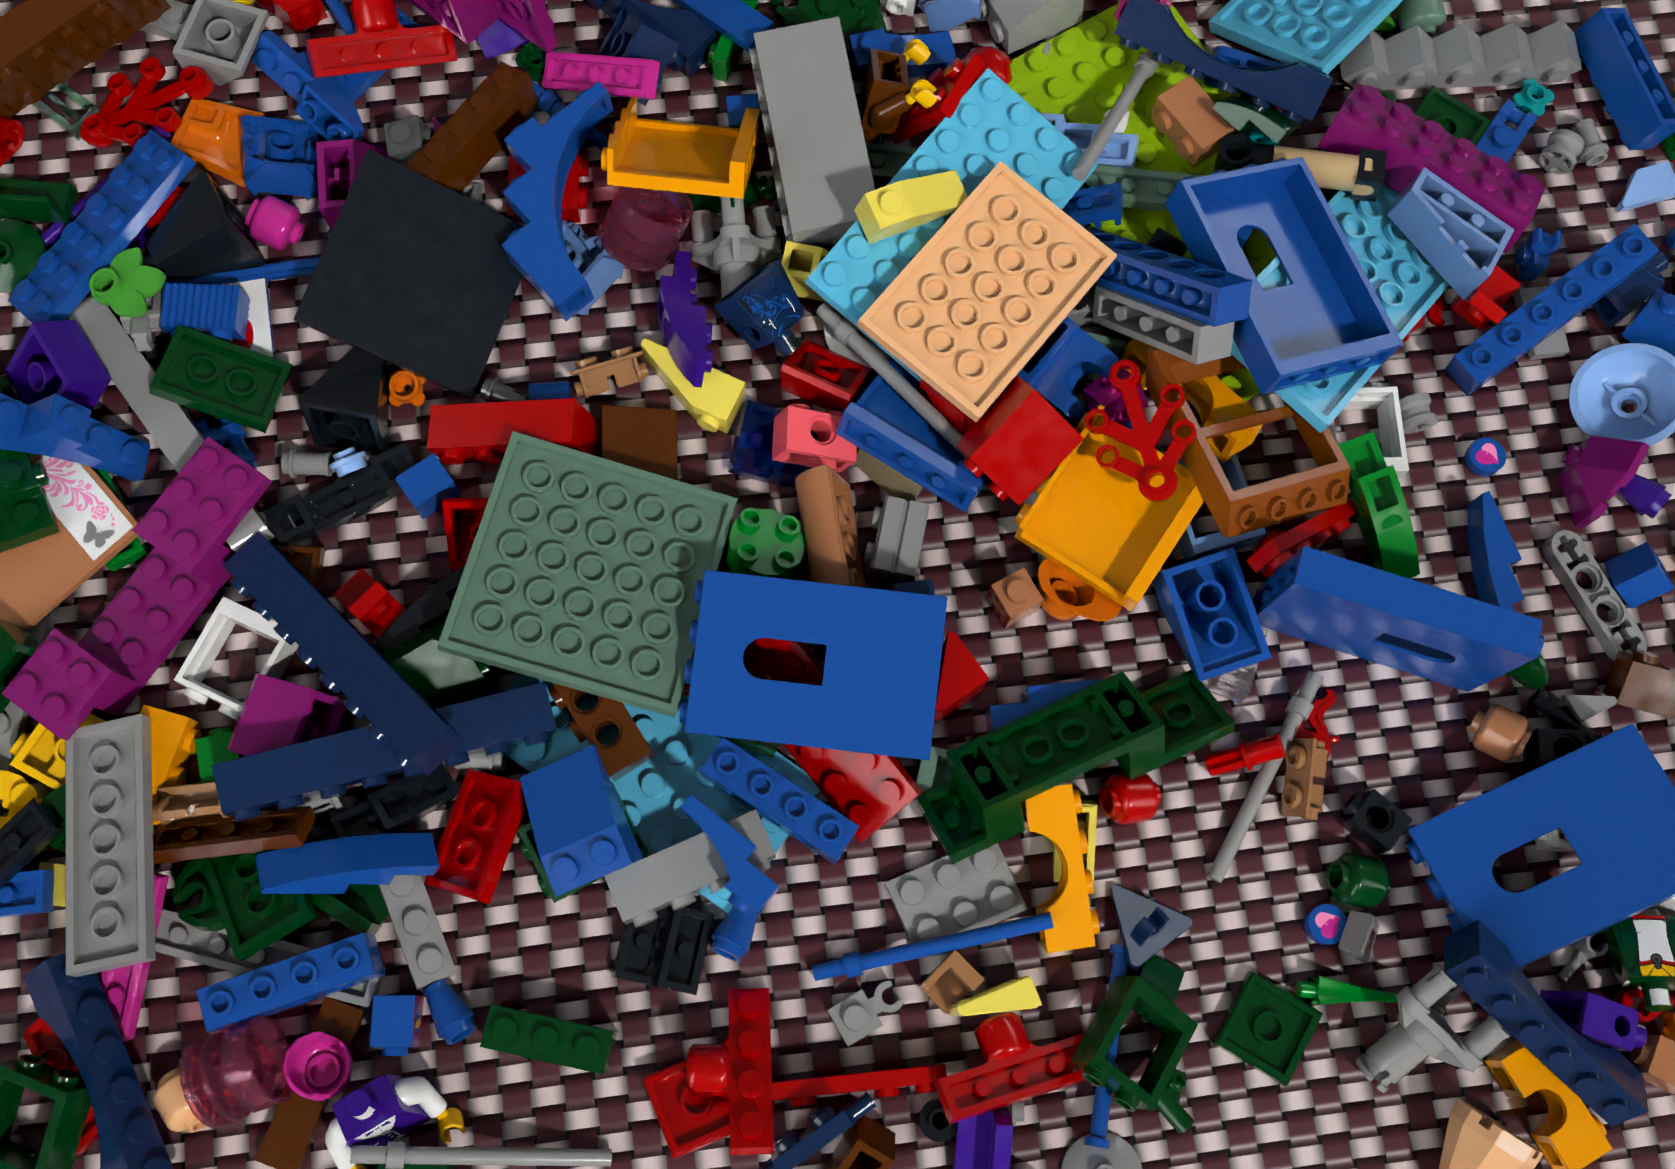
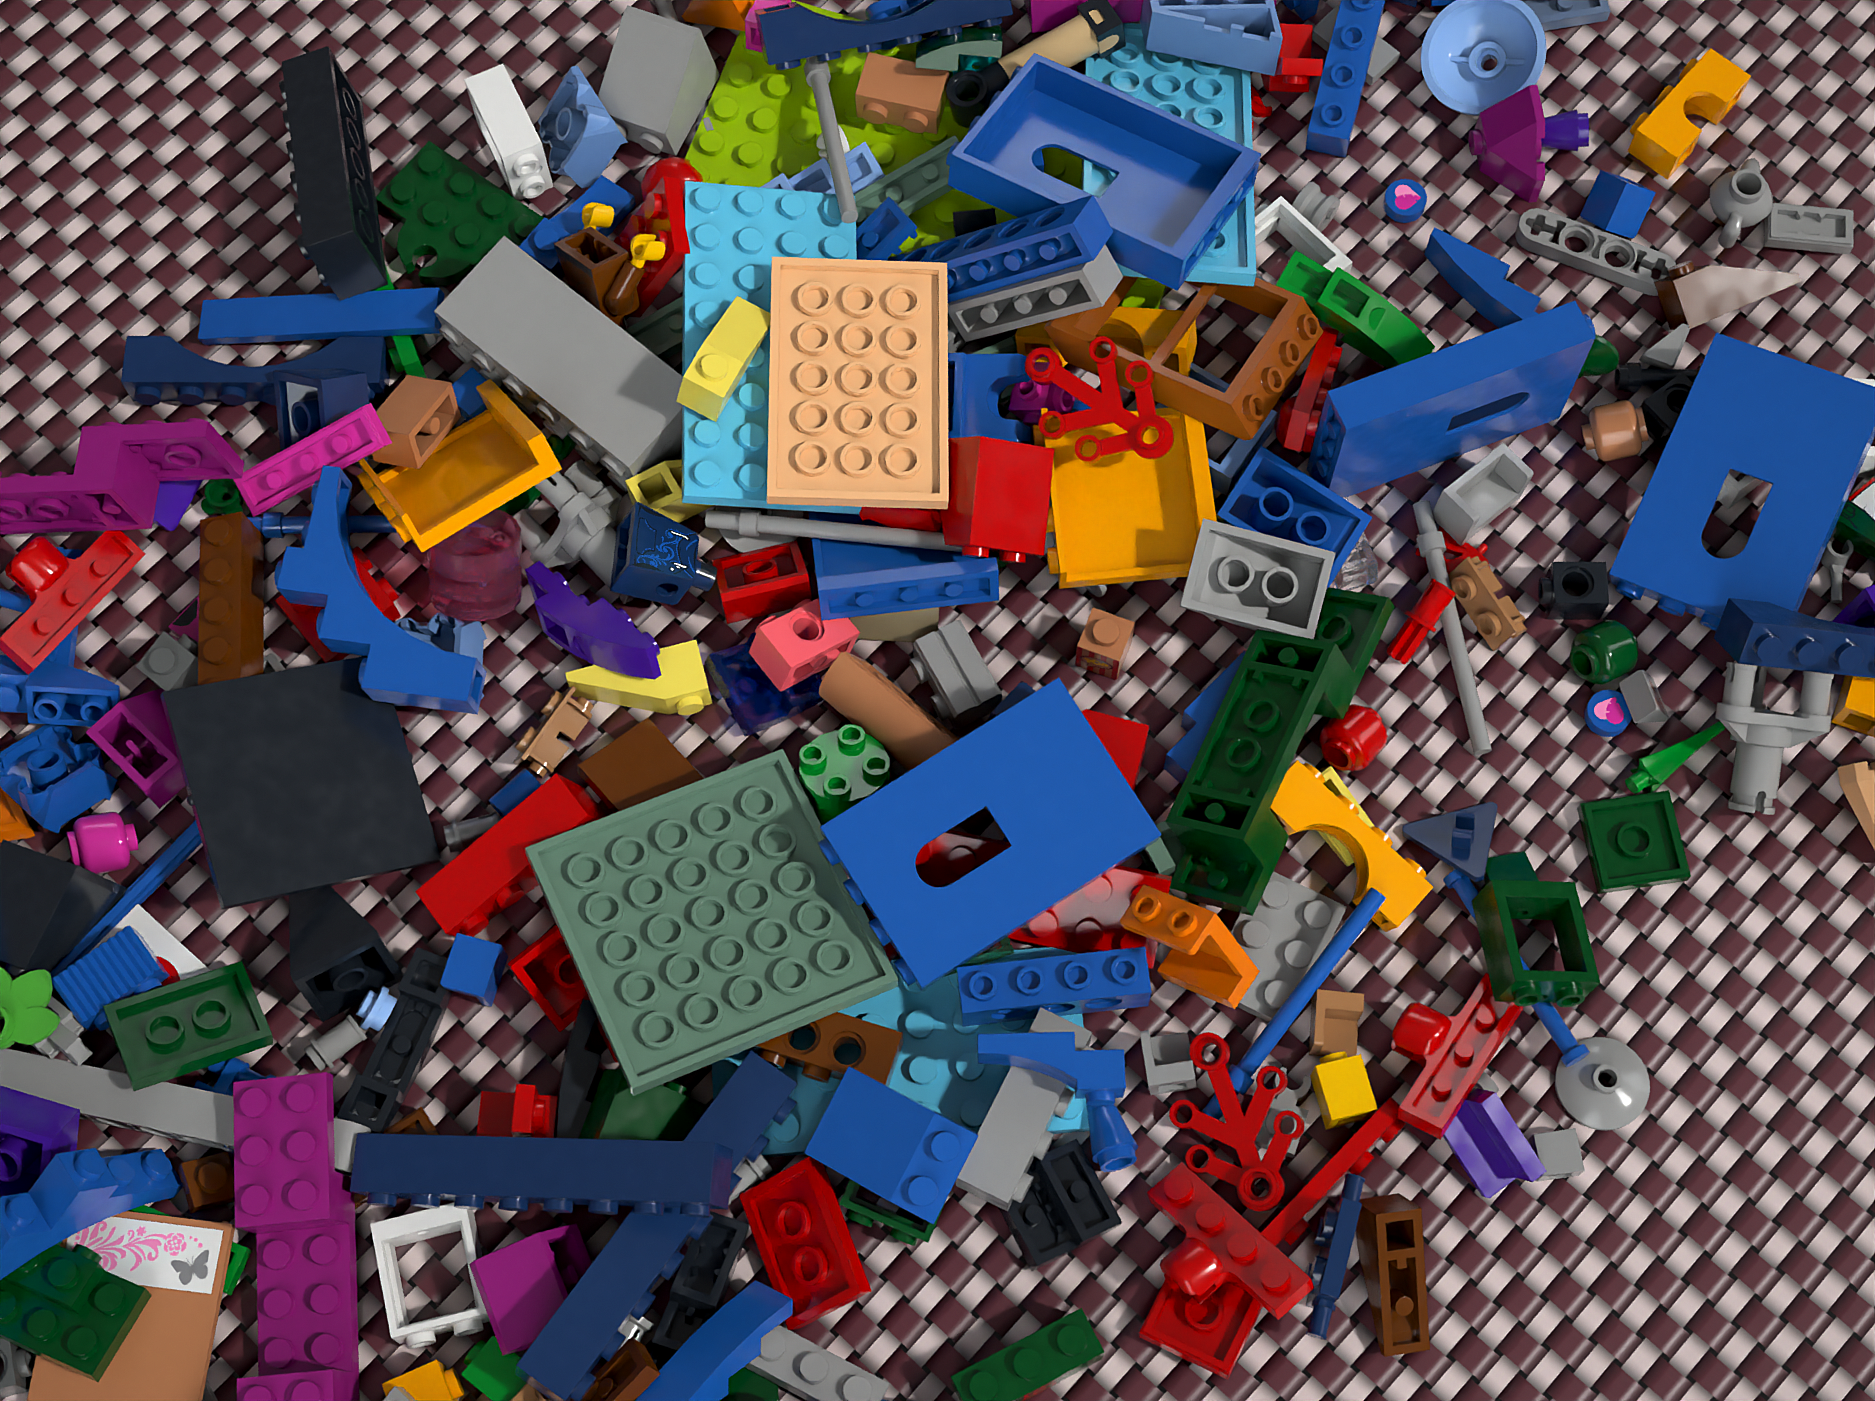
camera: 30 degrees left, 5 degrees down
(152, 485) = (208, 1182): none -> reddish brown plate
(397, 384) = (384, 898): orange plate -> none
(689, 100) = (416, 420): none -> nougat brick
(817, 912) = (1168, 1062): none -> light grey panel
(824, 999) = (1240, 1129): none -> red plant
(891, 850) = (1202, 950): none -> orange panel
(917, 1030) = (1342, 1090): none -> yellow brick
(926, 1124) = (1421, 1164): black plate -> none
(1008, 996) = (1398, 990): light yellow slope -> none
(1070, 597) = (1147, 602): orange piece -> none
(1149, 638) = (1257, 580): none -> light grey slope
(1170, 1105) = (1610, 975): dark green arm -> none
(1365, 701) = (1482, 494): none -> light grey panel

